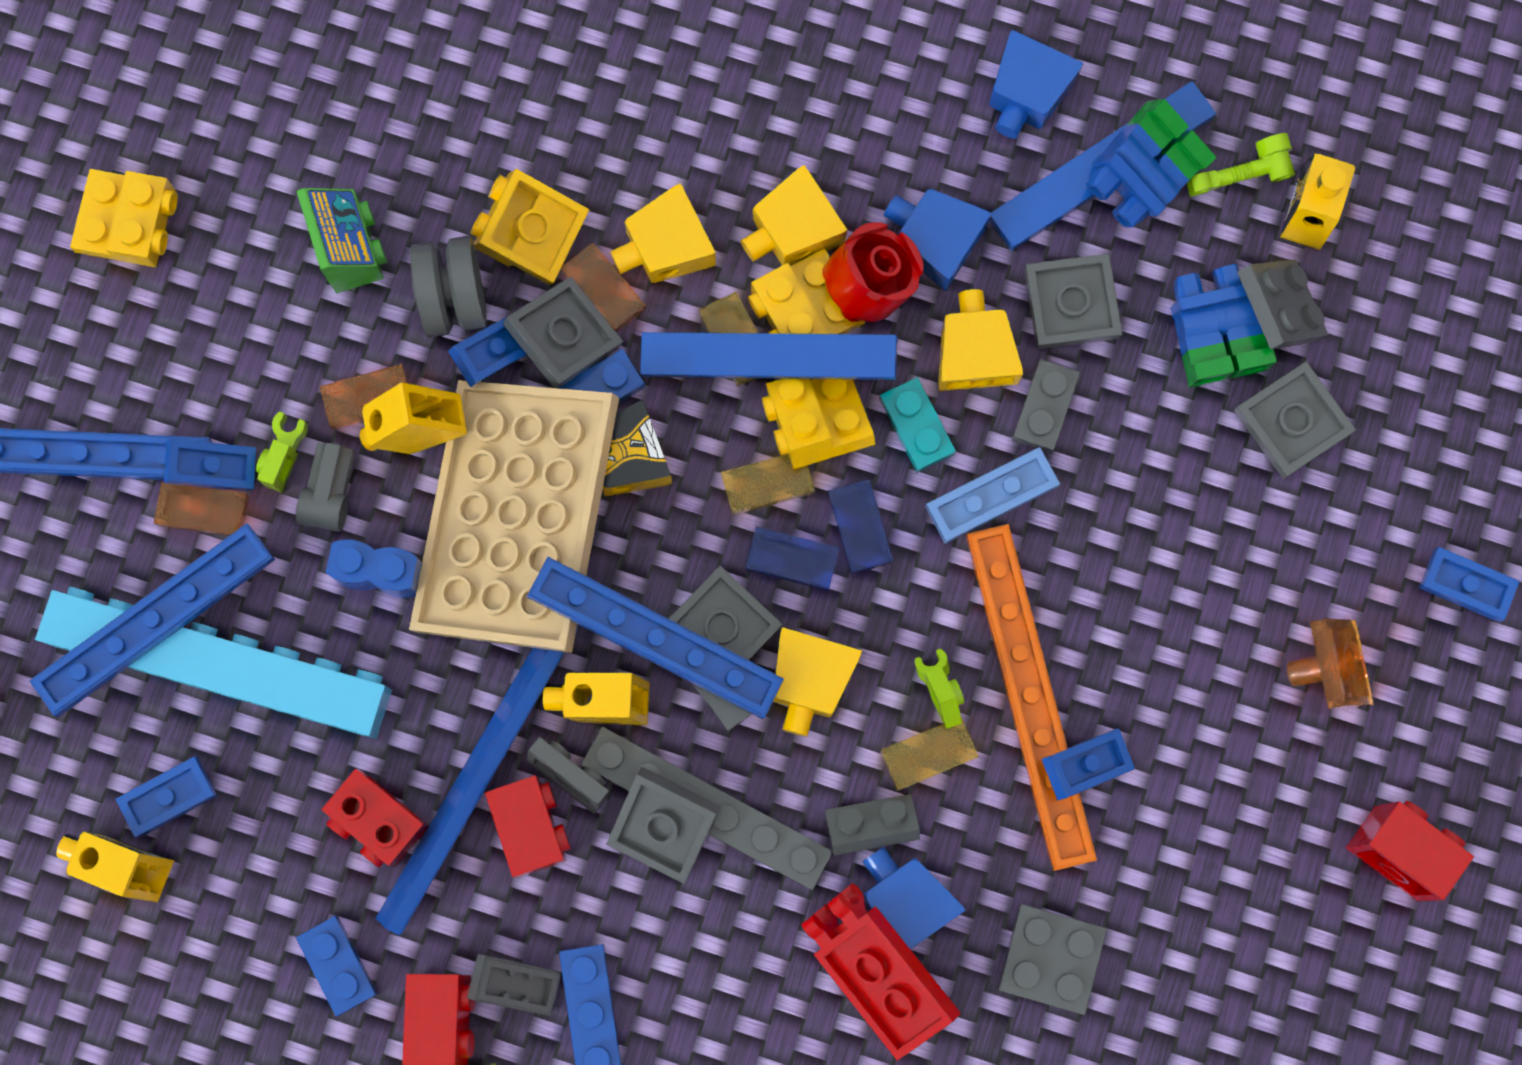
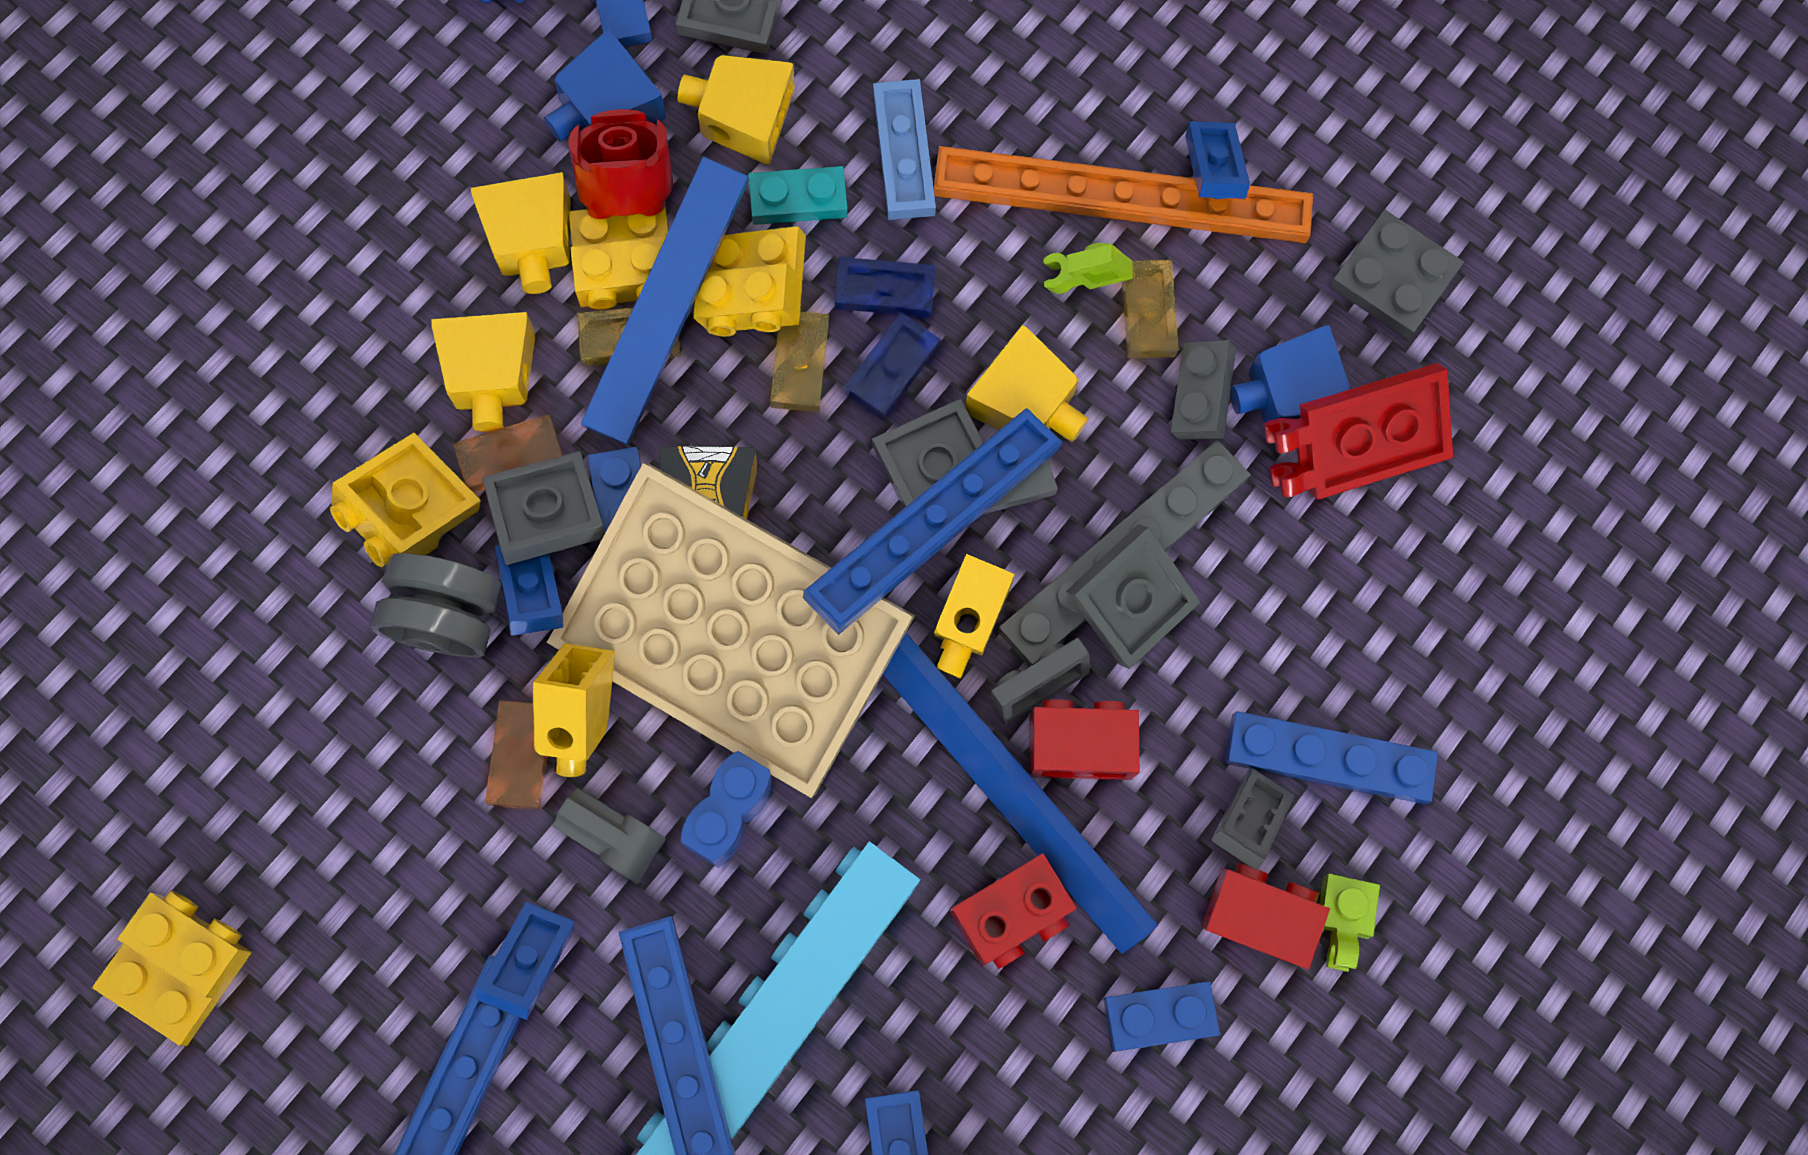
camera: 75 degrees left, 5 degrees down
(200, 509) = (572, 993): clear orange plate -> none
(277, 462) = (554, 884): lime plate -> none
(342, 237) = (320, 710): slope -> none
(1045, 406) = (830, 68): dark grey plate -> none

